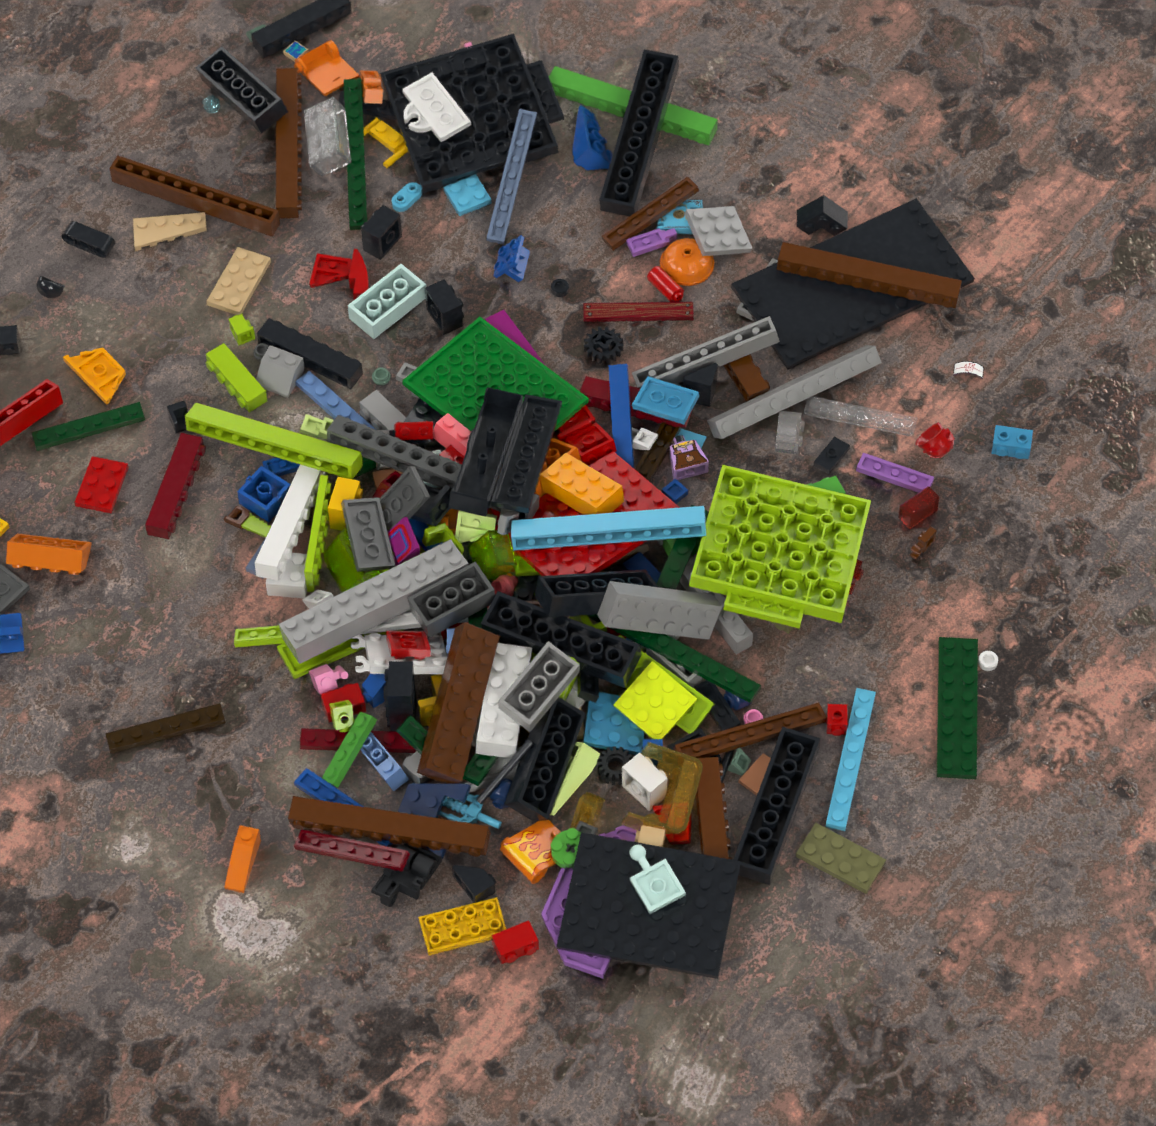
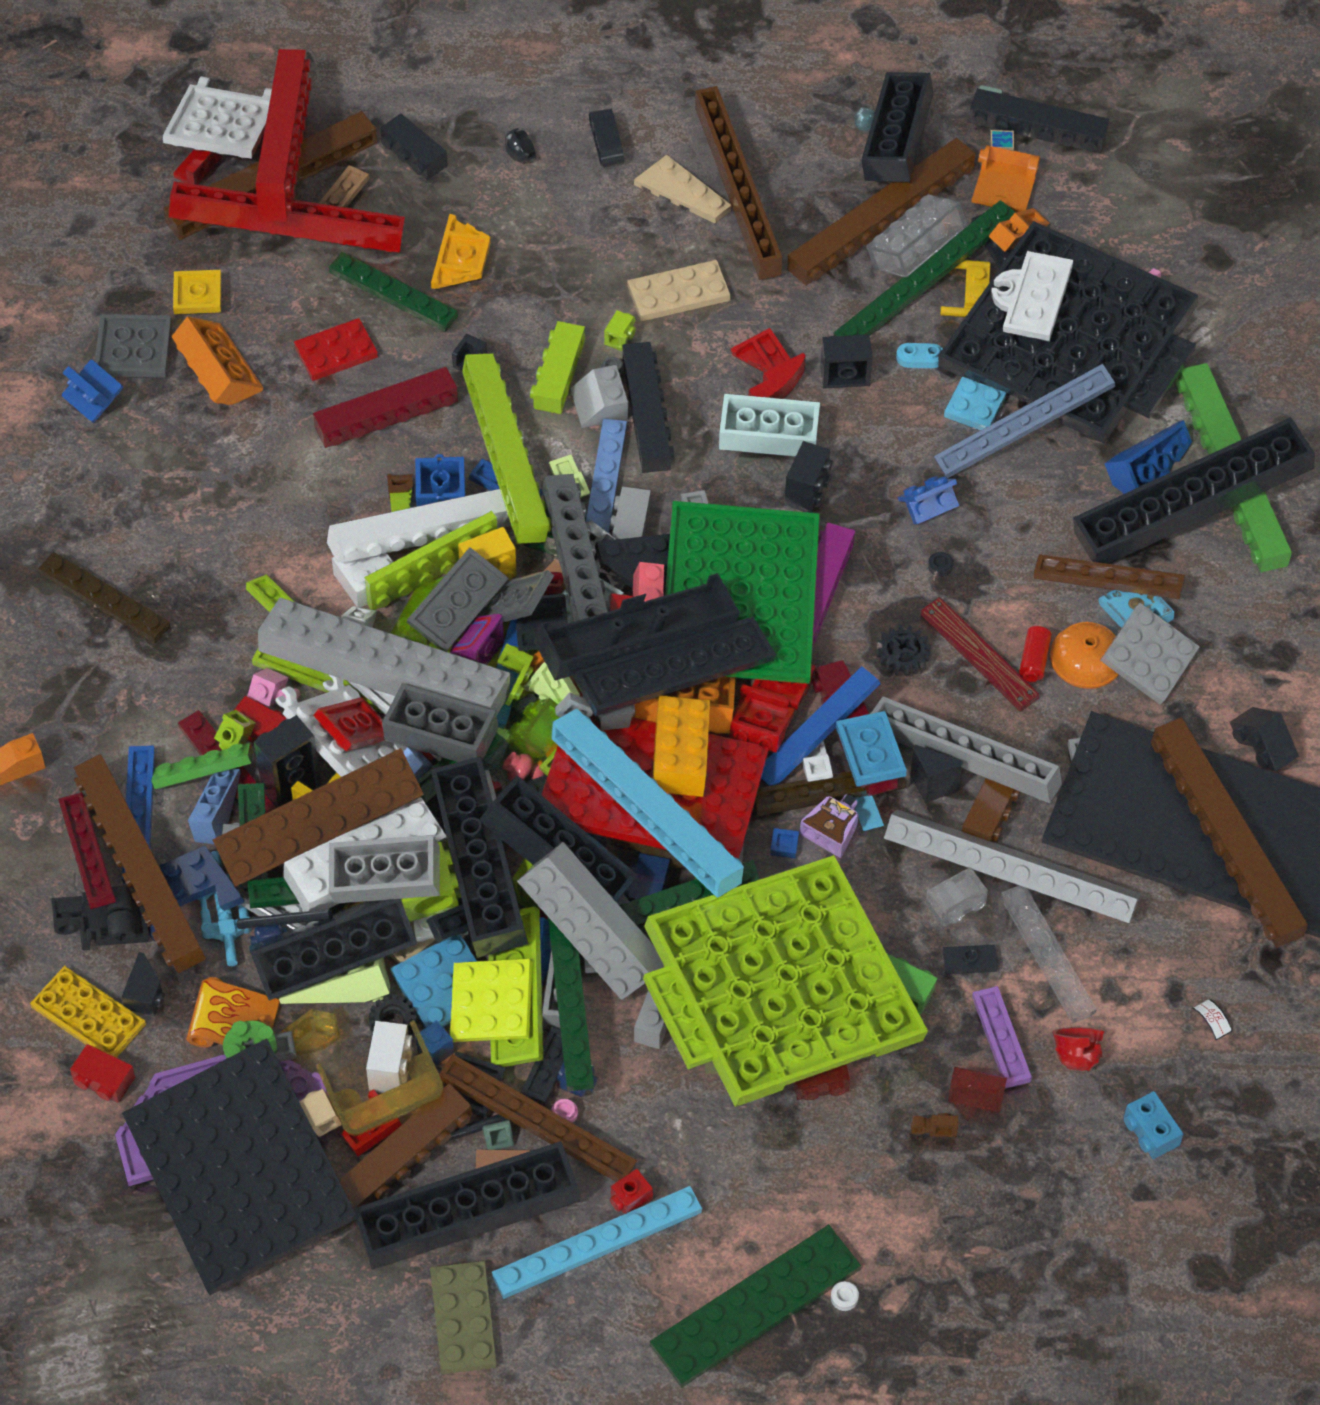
camera: 50 degrees right, 0 degrees up
(381, 376) = (678, 485): sand green plate -> none
(413, 430) = (616, 550): red hinge -> none
(651, 241) = (1078, 603): medium lavender hinge -> none
(656, 883) = (258, 1150): light aqua plate -> none

